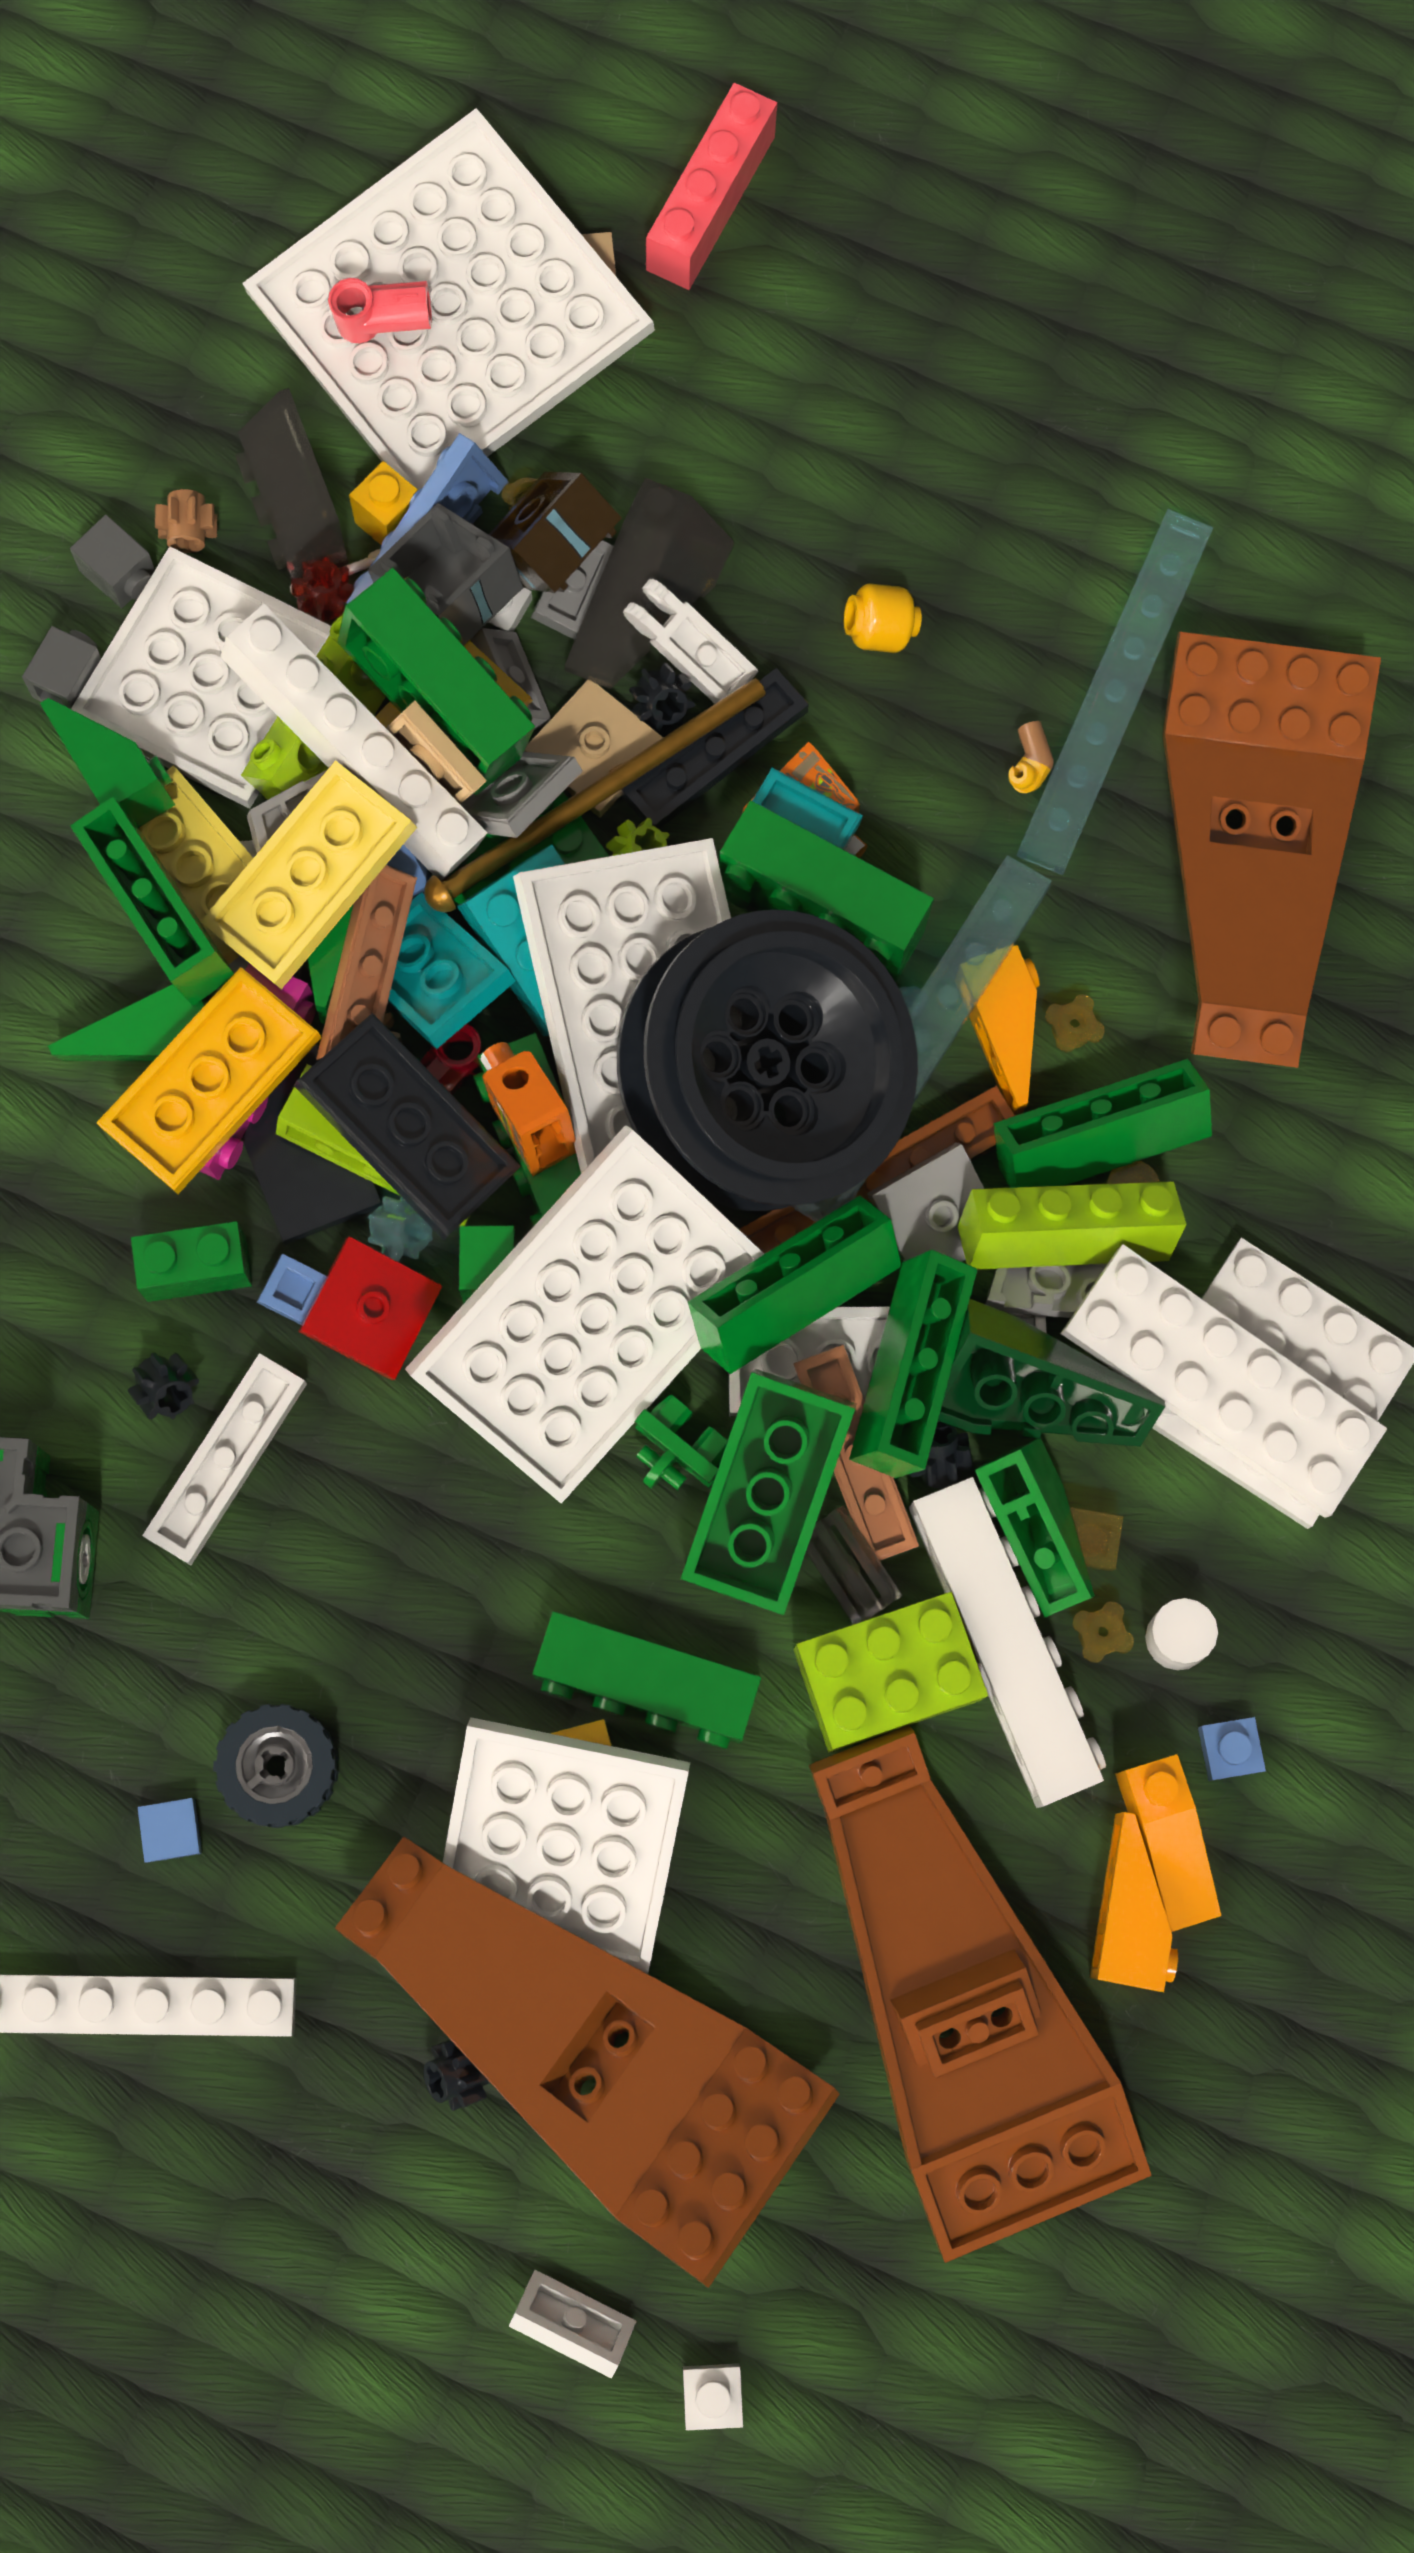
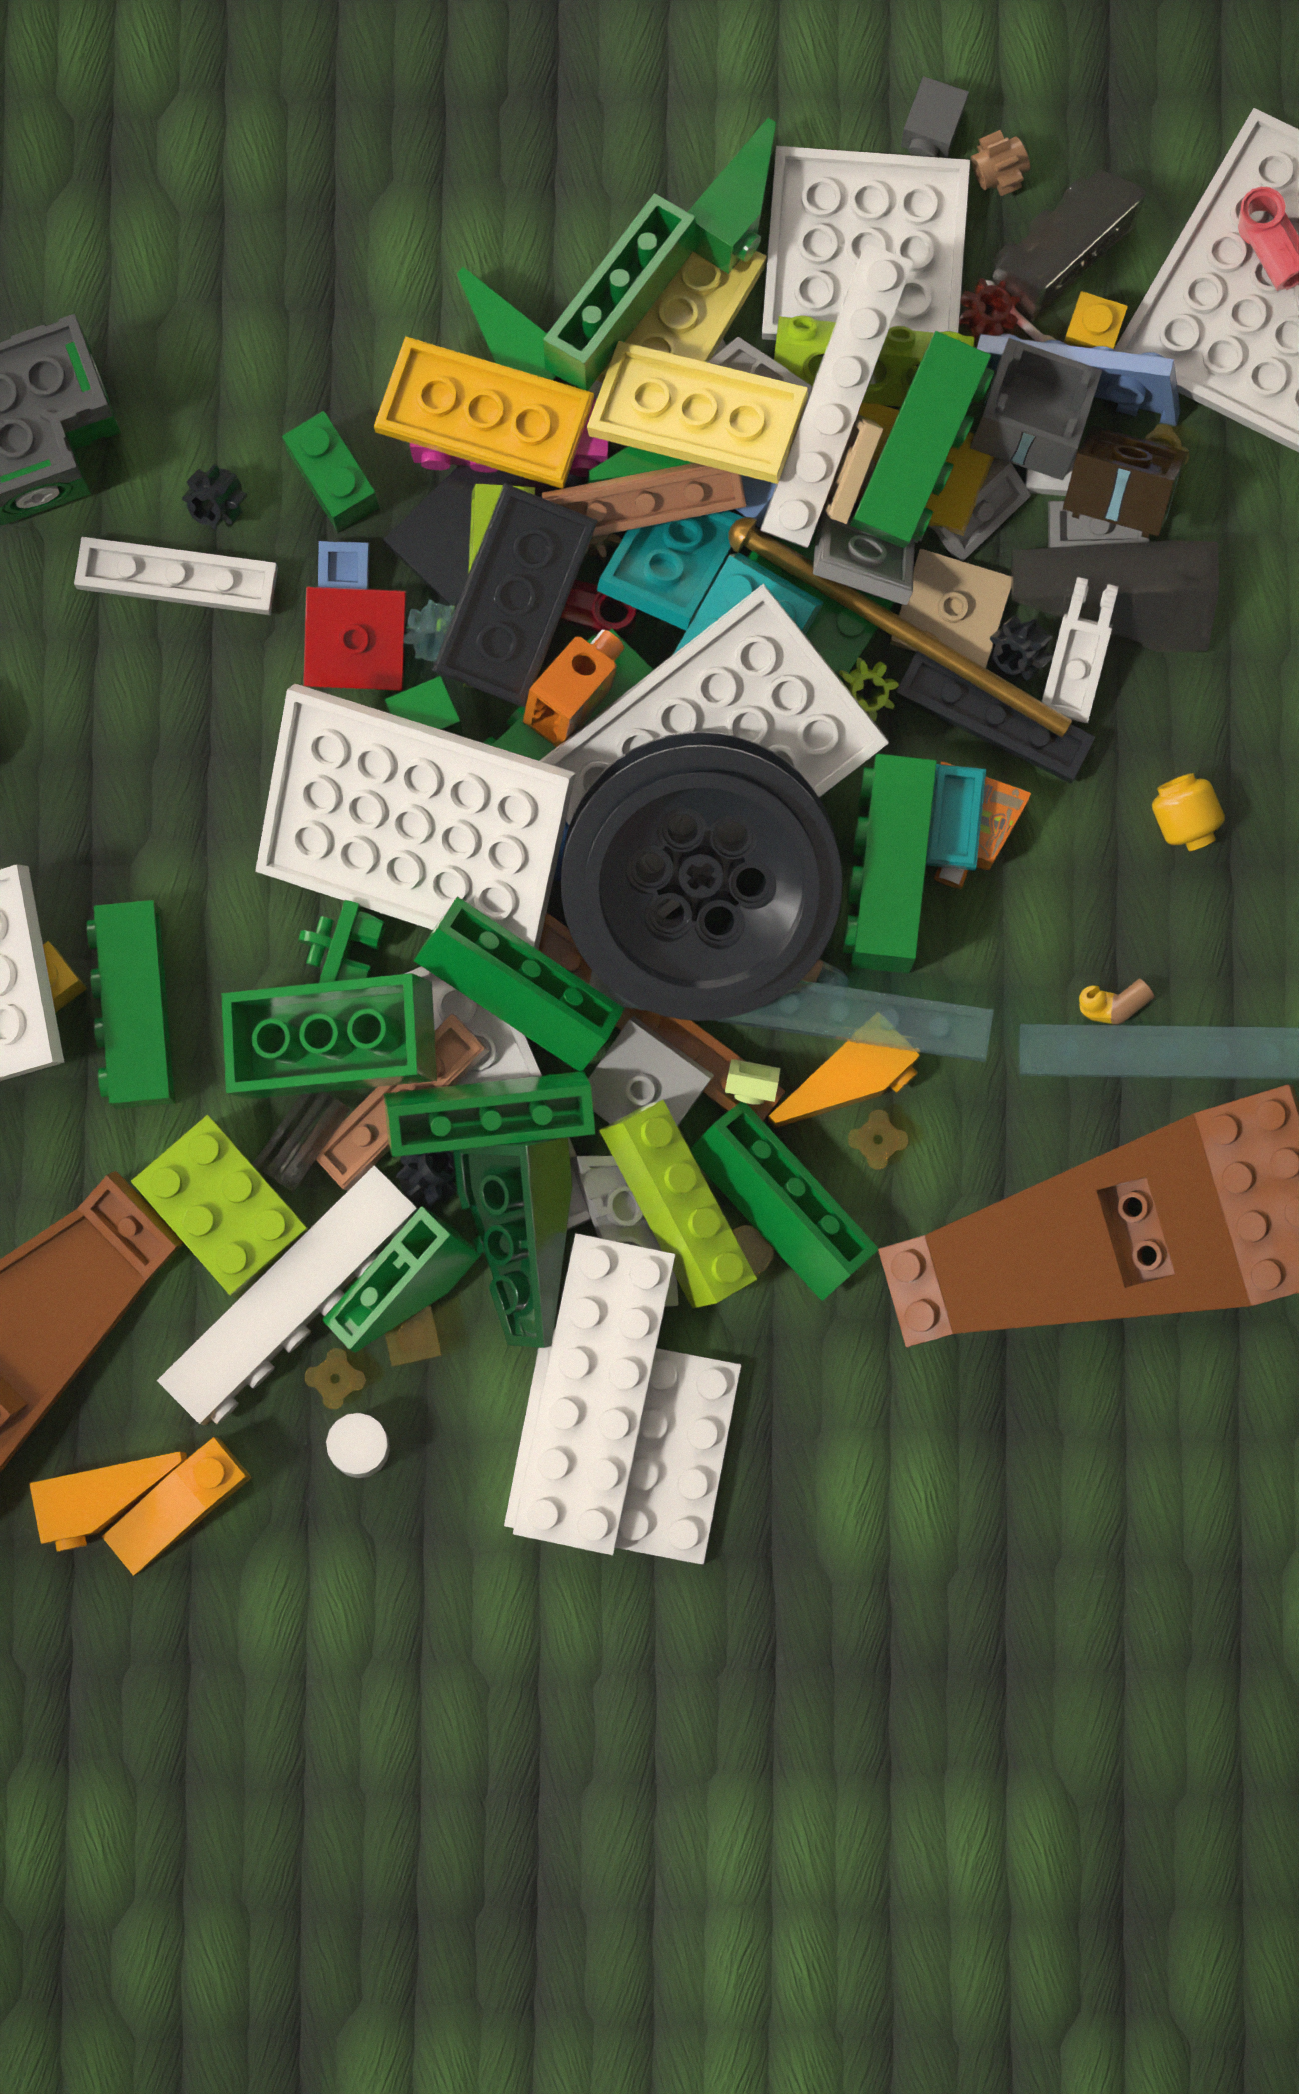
camera: 75 degrees right, 5 degrees up
(61, 666) = (815, 121): dark grey brick -> none
(980, 1106) = (752, 1082): none -> yellowish green plate
(1231, 1749) = (280, 1530): medium blue plate -> none

